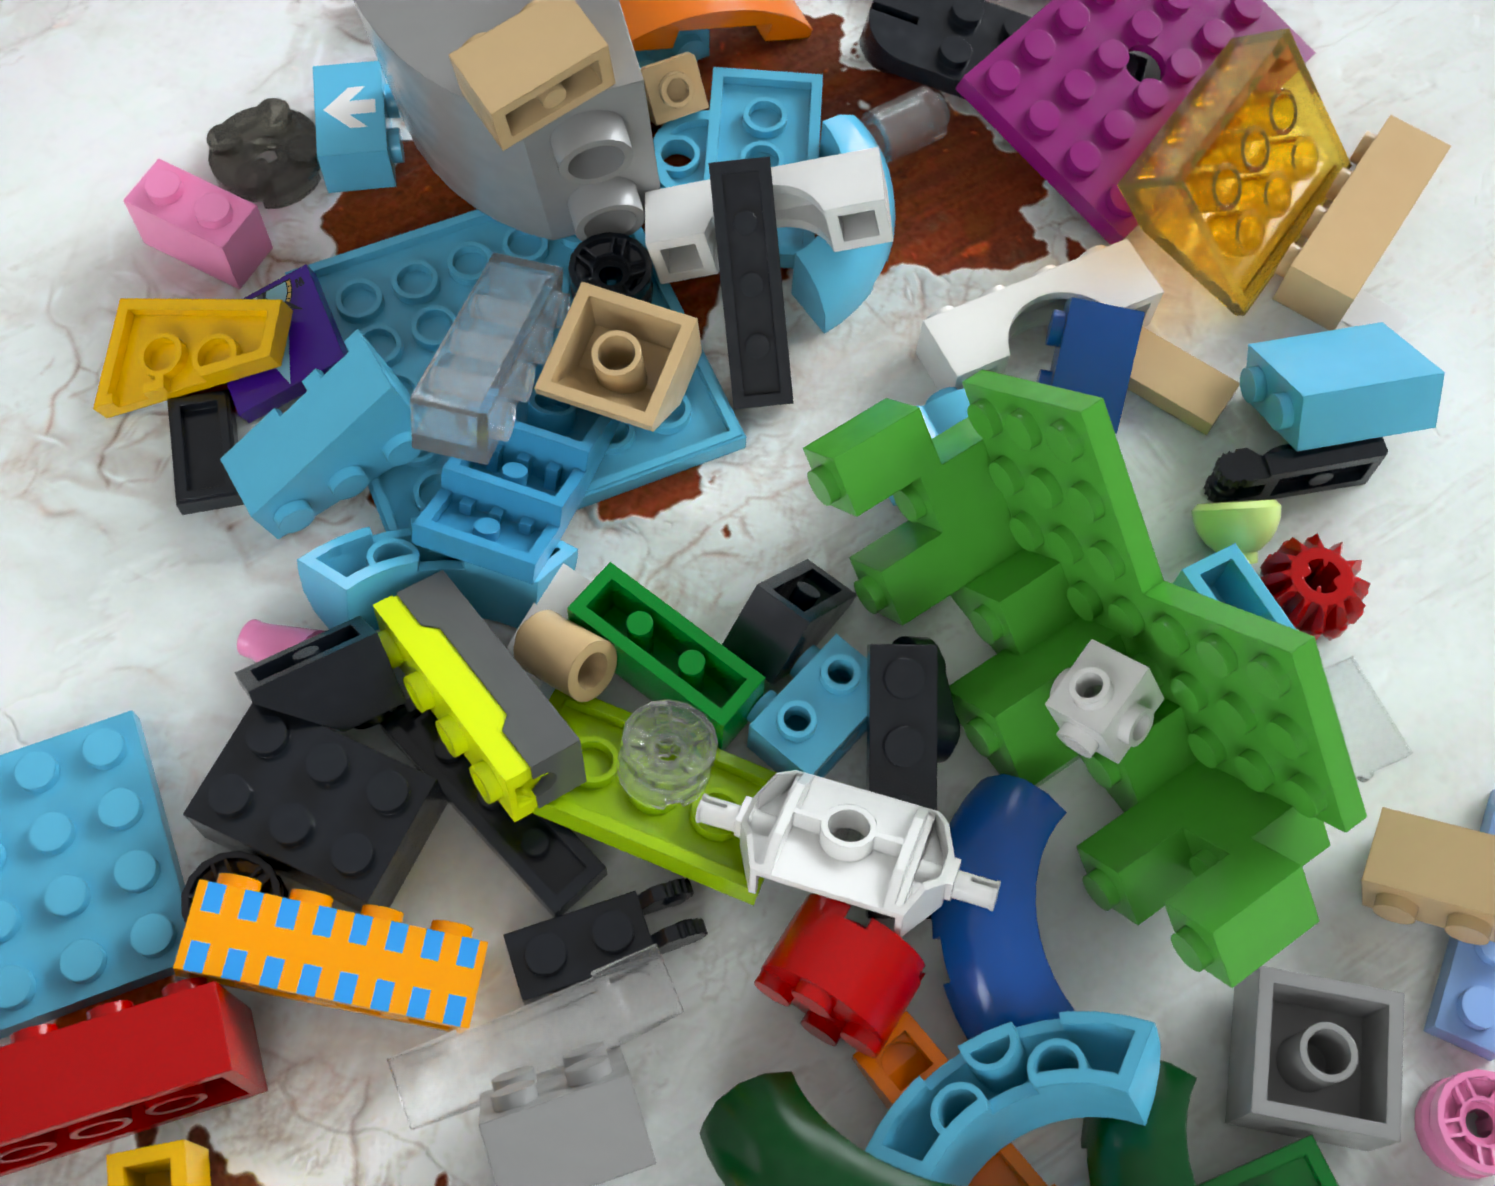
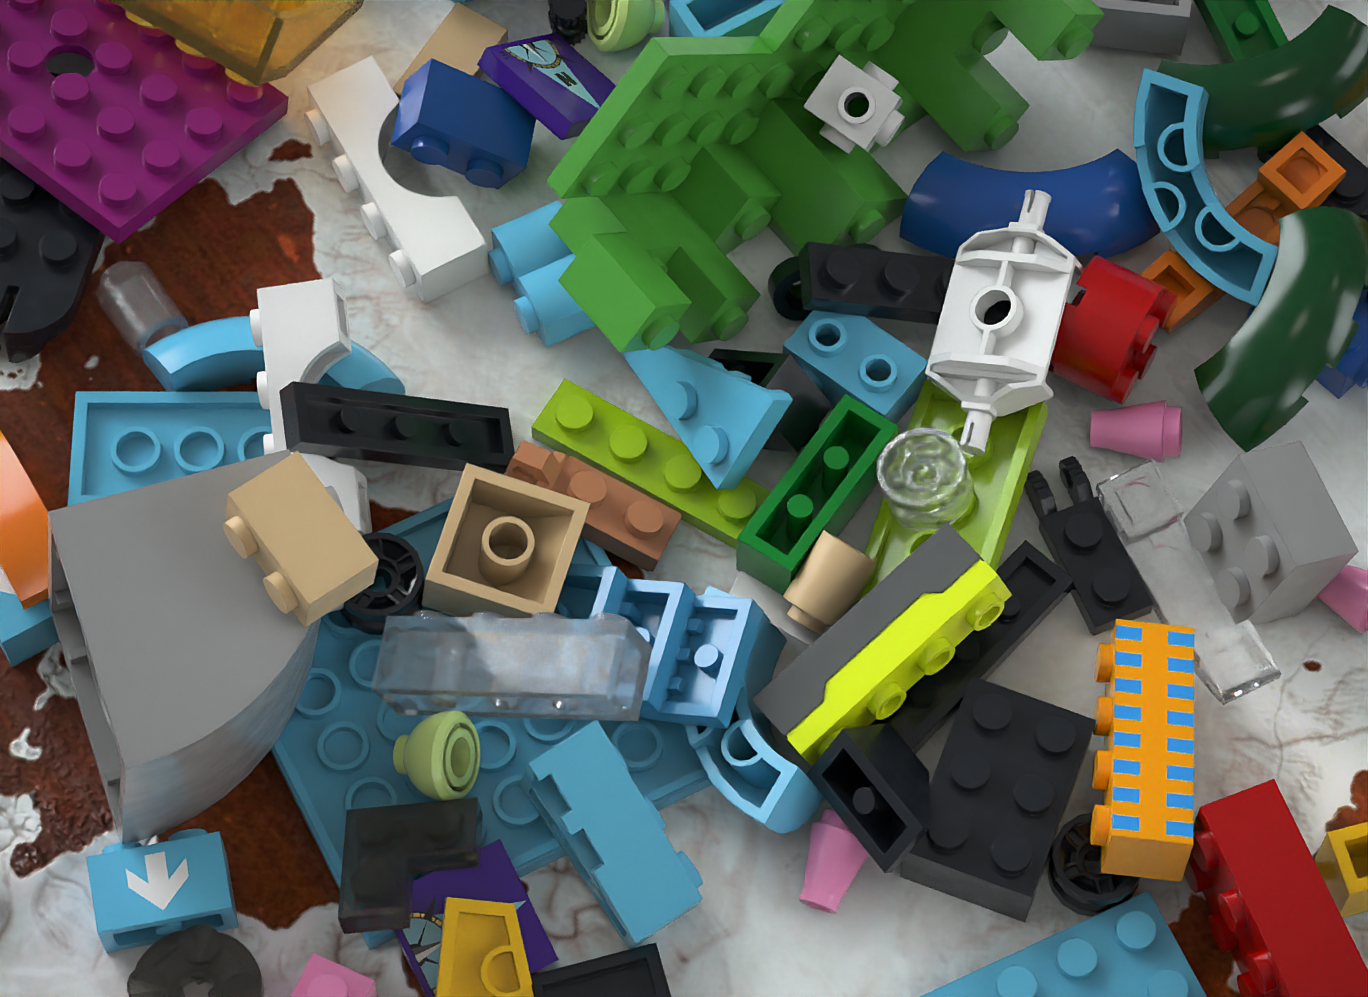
camera: 90 degrees left, 0 degrees up
(347, 268) = (391, 845): none -> clear smoke plate
(423, 314) = (440, 755): none -> yellowish green brick
(680, 467) = (618, 514): none -> nougat hinge
(732, 525) = (645, 460): none -> lime plate
(732, 1015) = (1139, 430): none -> bright pink cone
(779, 550) = (712, 409): none -> medium azure wing
(1157, 443) = (549, 81): none -> dark purple tile

